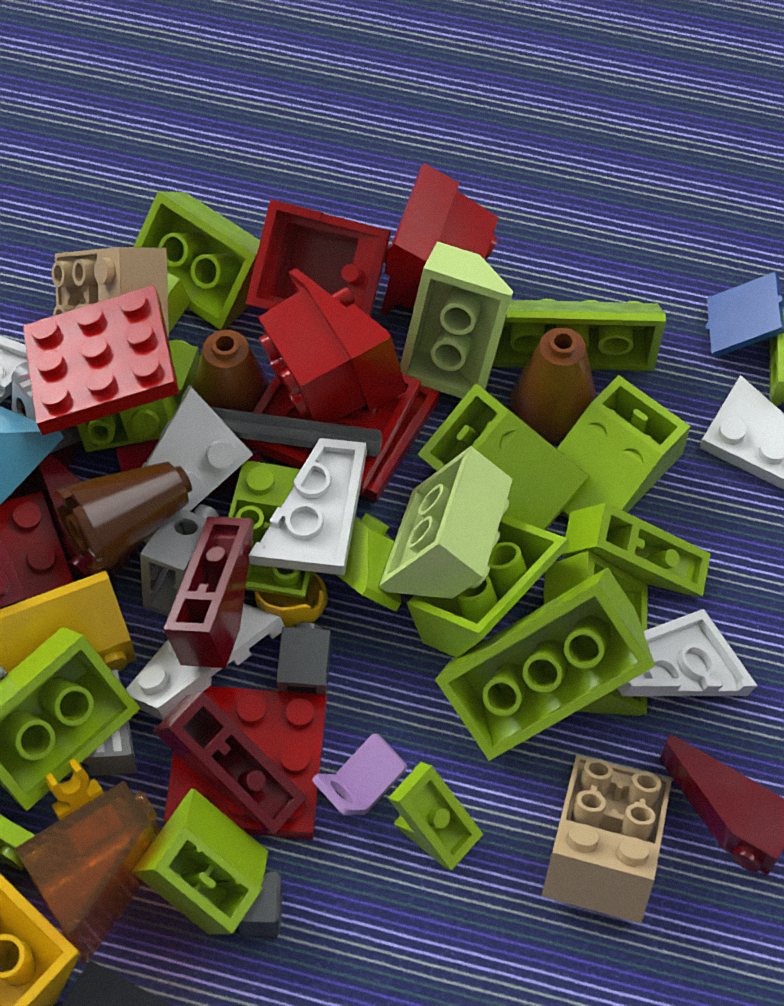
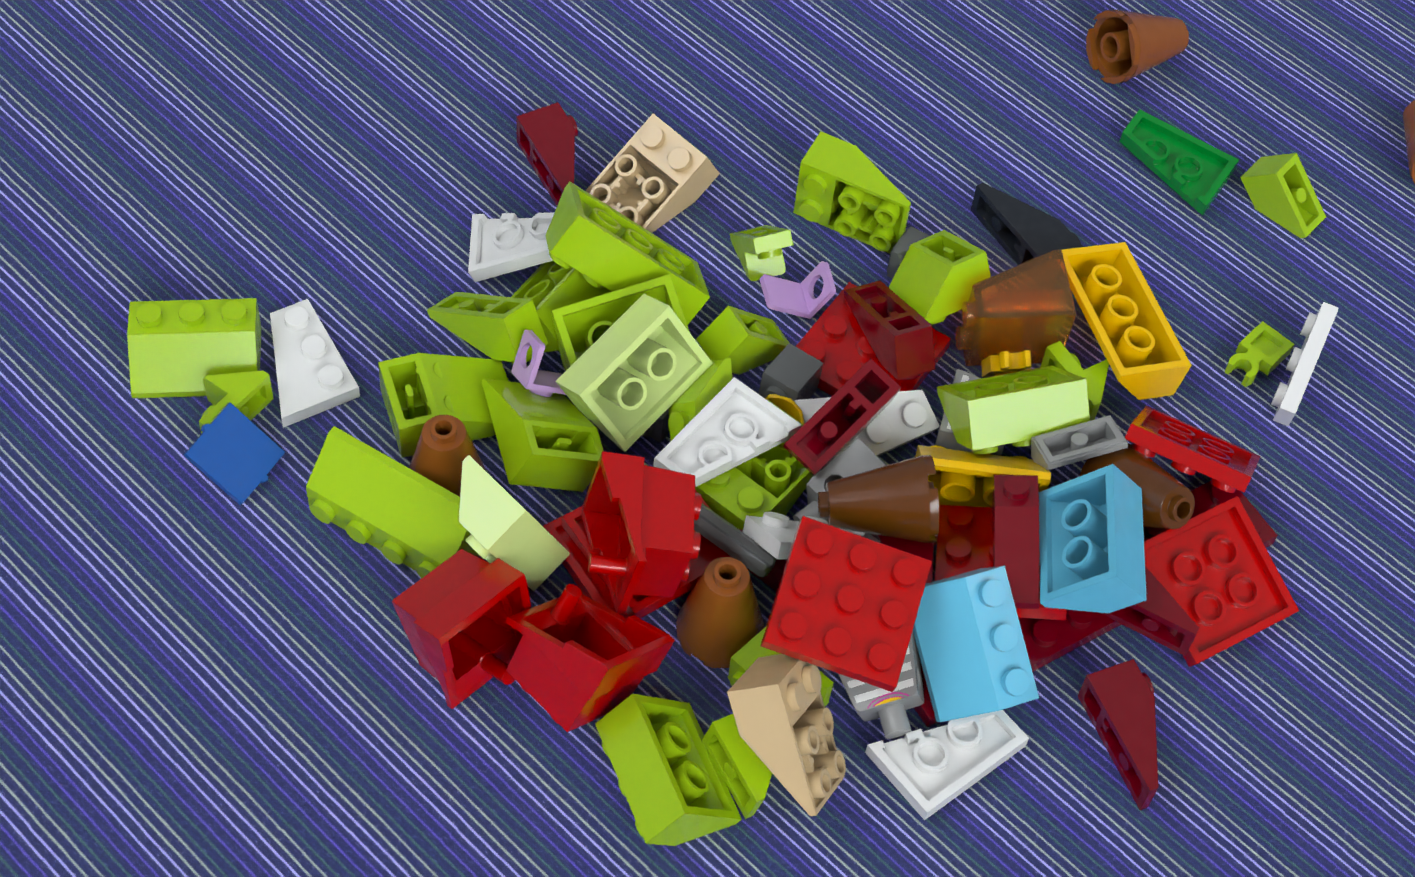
camera: 155 degrees left, 5 degrees down
(376, 927) = (850, 194): none -> lime slope
(377, 685) = (744, 338): none -> lime slope
(541, 506) = (530, 377): none -> lavender bracket

